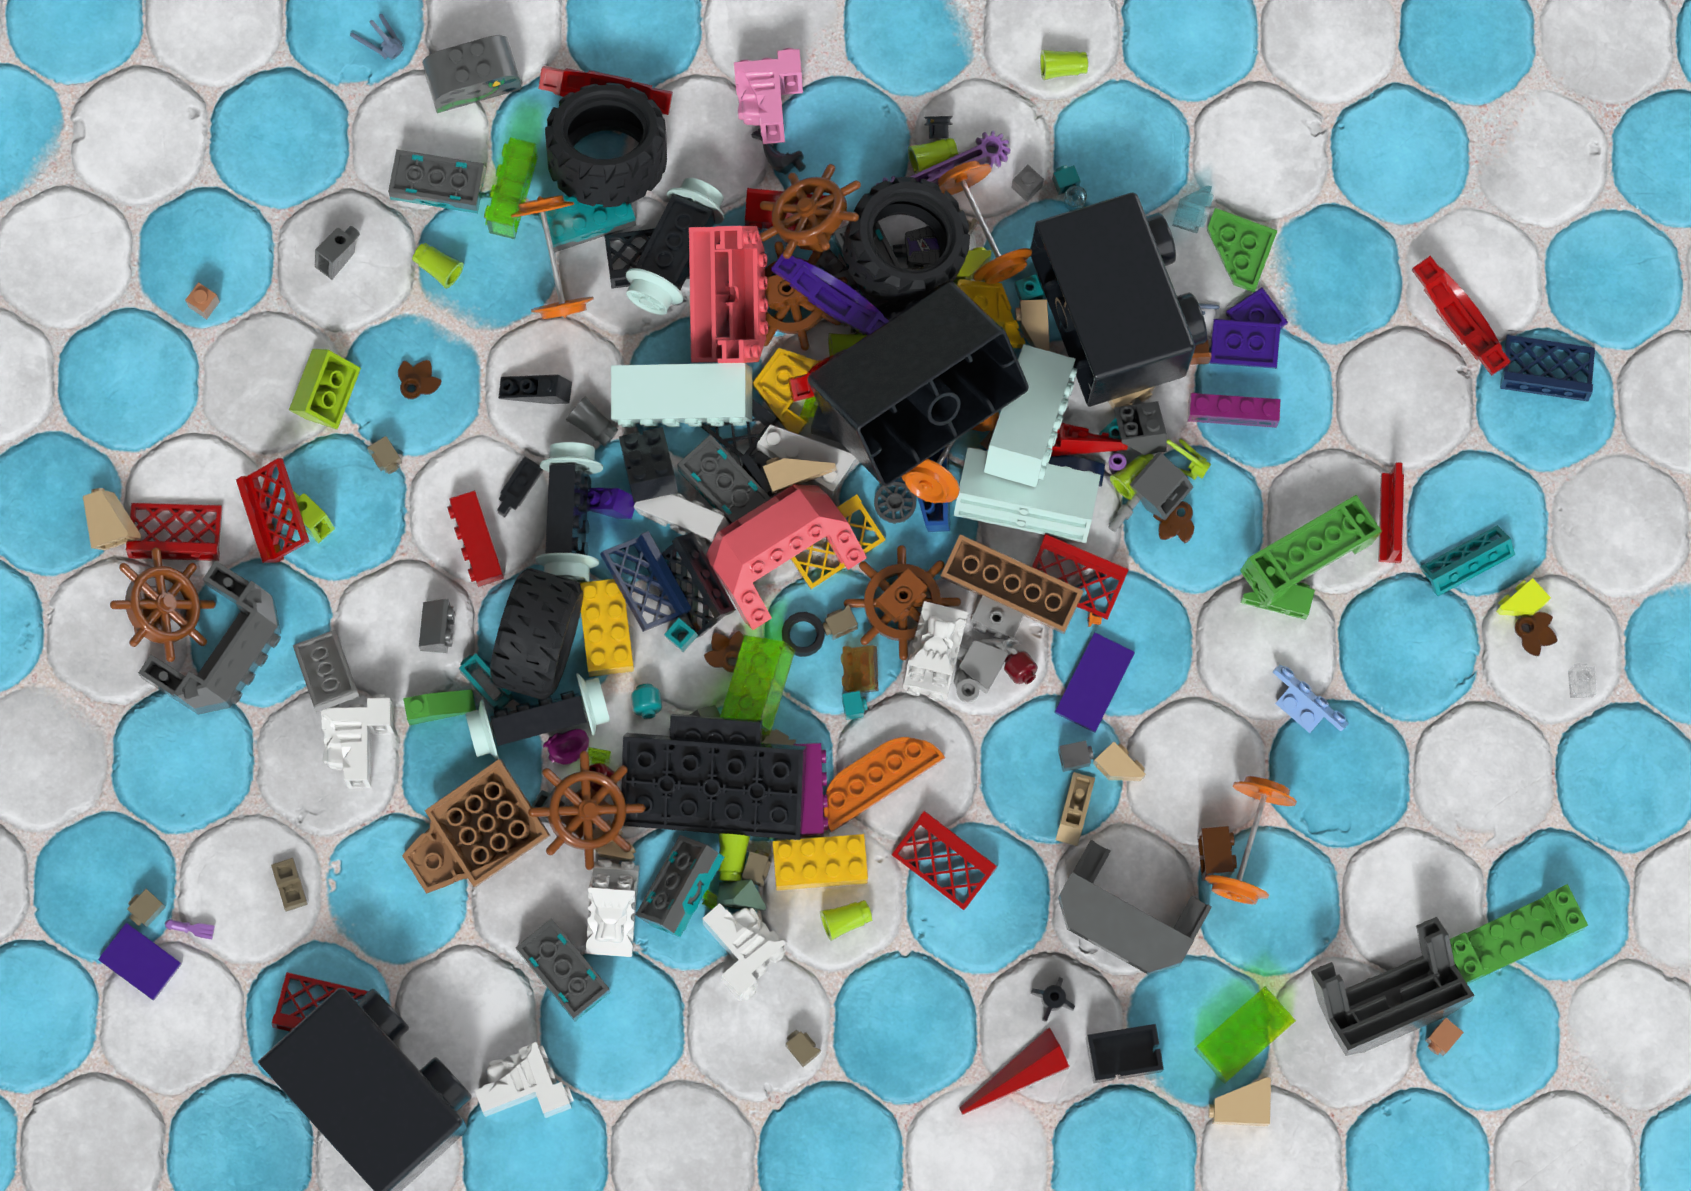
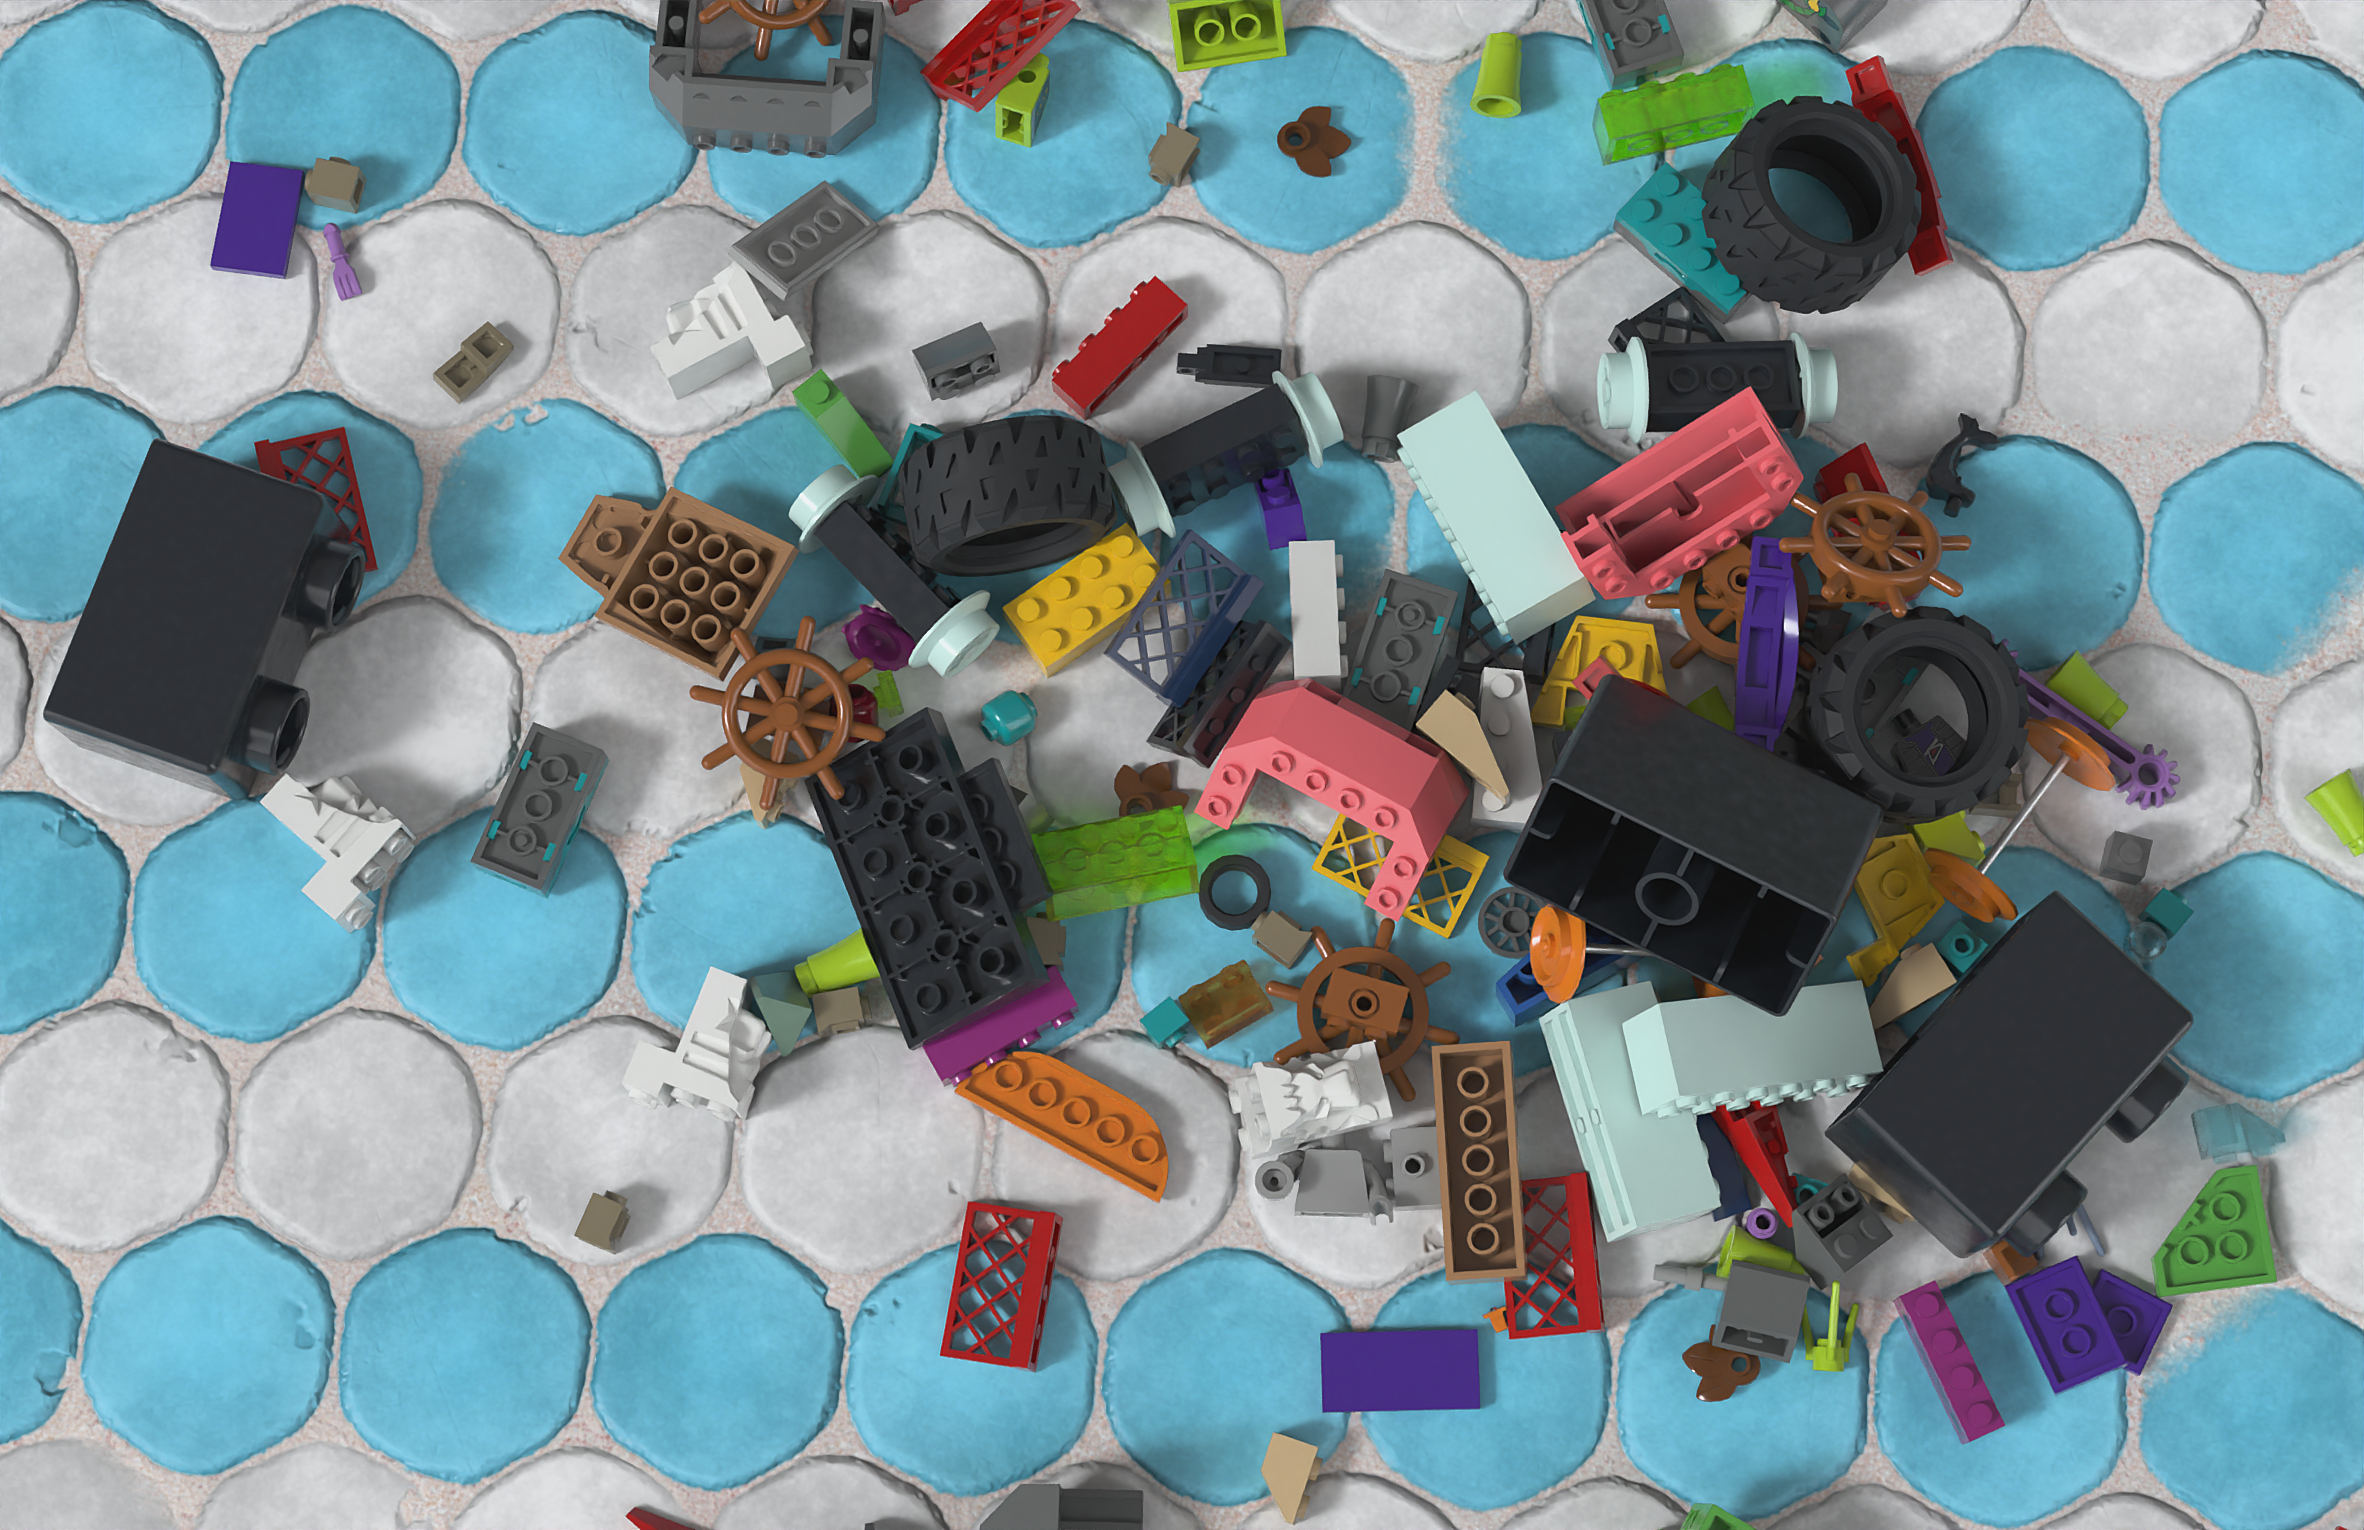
camera: 70 degrees right, 0 degrees up
(536, 389) = (1392, 313): black slope -> none
(562, 307) = (1532, 280): orange axle -> none
(612, 908) = (668, 830): white brick -> none
(648, 464) = (1362, 527): black piece -> none
(678, 628) = (1130, 704): teal plate -> none
(680, 886) = (749, 911): dark grey piece -> none
(709, 900) = (758, 964): clear neon green plate -> none
(760, 91) = (2037, 388): bright pink brick -> none
(820, 862) = (898, 1099): yellow brick -> none
(845, 918) = (832, 1182): lime plant -> none
(938, 126) = (2135, 678): black piece -> none
(1020, 667) = (1359, 1245): dark red head -> none
(1075, 756) = (1267, 1400): flat silver brick -> none
(1075, 809) = (1184, 1443): tan slope -> none

